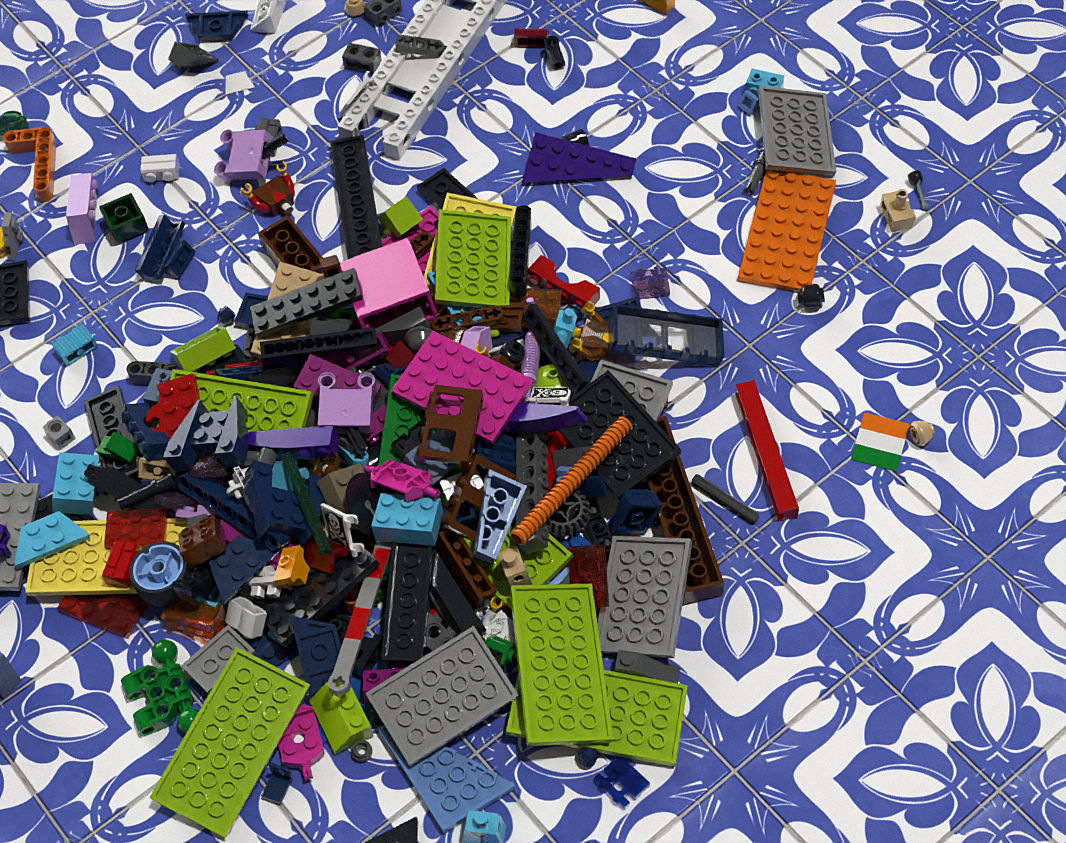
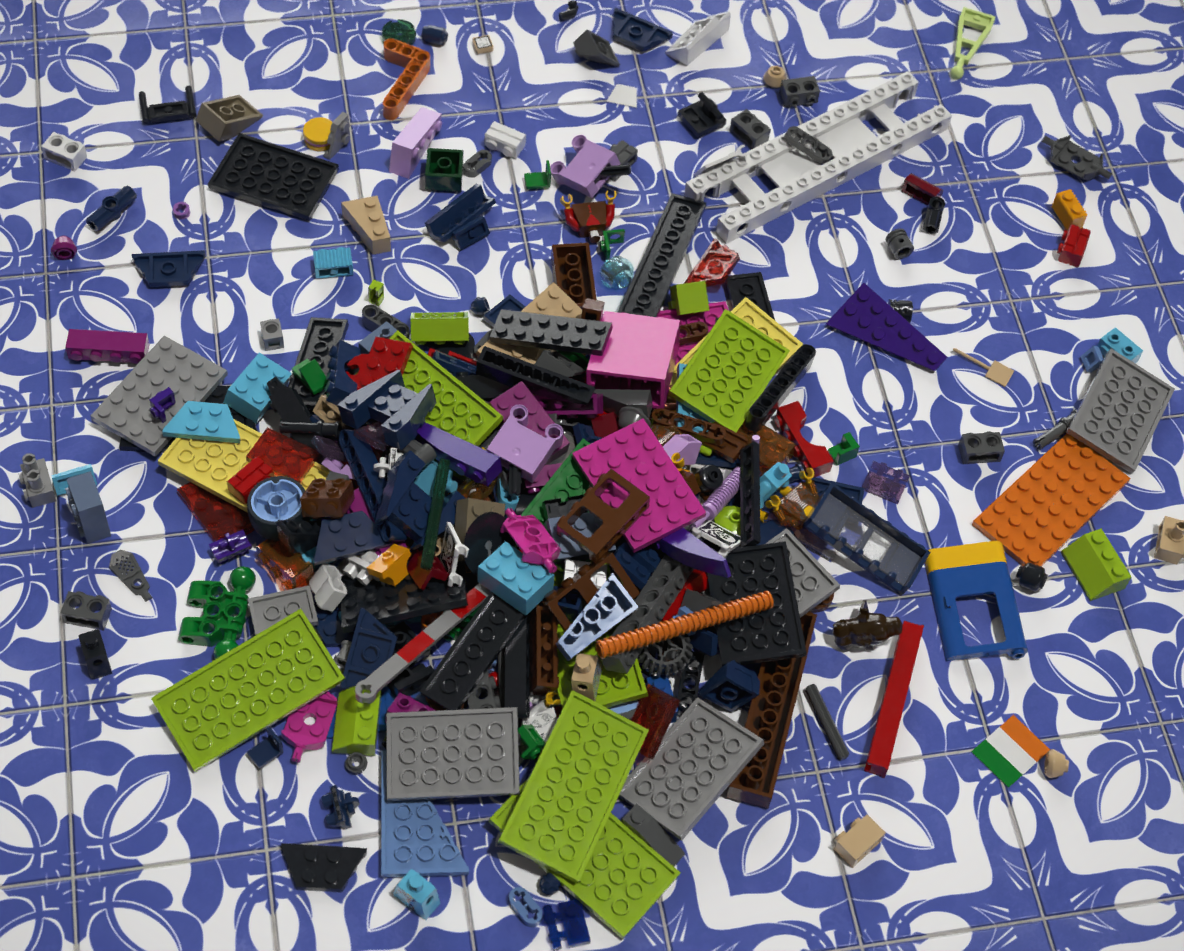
camera: 20 degrees right, 0 degrees up
(41, 761) = (85, 615): none -> dark grey brick
(43, 111) = (434, 34): none -> dark blue brick
(61, 703) = (131, 576): none -> dark grey piece
(70, 784) = (94, 649): none -> black torso
(86, 295) = (369, 222): none -> tan wedge
(89, 98) = (483, 44): none -> tile
(129, 350) = (376, 292): none -> lime piece
(136, 630) = (230, 546): none -> dark purple hips
(149, 35) = (570, 12): none -> black arm
(151, 200) = (480, 165): none -> dark grey beam
(210, 185) = (538, 179): none -> green bracket
(294, 664) = (342, 656): none -> light grey bush
(300, 209) = (606, 240): none -> green bracket
(315, 66) = (702, 116): none -> black plate
(325, 226) = (616, 269): none -> clear light blue plant
(377, 802) = (343, 805): none -> dark blue hips
(402, 181) = (714, 265): none -> clear red wing
(539, 87) = (897, 241): none -> dark grey piece
(581, 782) = (521, 910): none -> medium blue beam
(602, 274) = (845, 450): none -> green panel
(678, 21) = (1074, 245): none -> red brick
(681, 151) = (997, 372): none -> tan piece
(707, 216) = (981, 450): none -> dark grey brick
(711, 407) = (865, 629): none -> dark brown piece
(761, 319) = (972, 572): none -> blue piece
(811, 577) = (859, 840): none -> tan brick
(854, 260) = (1096, 565): none -> lime slope

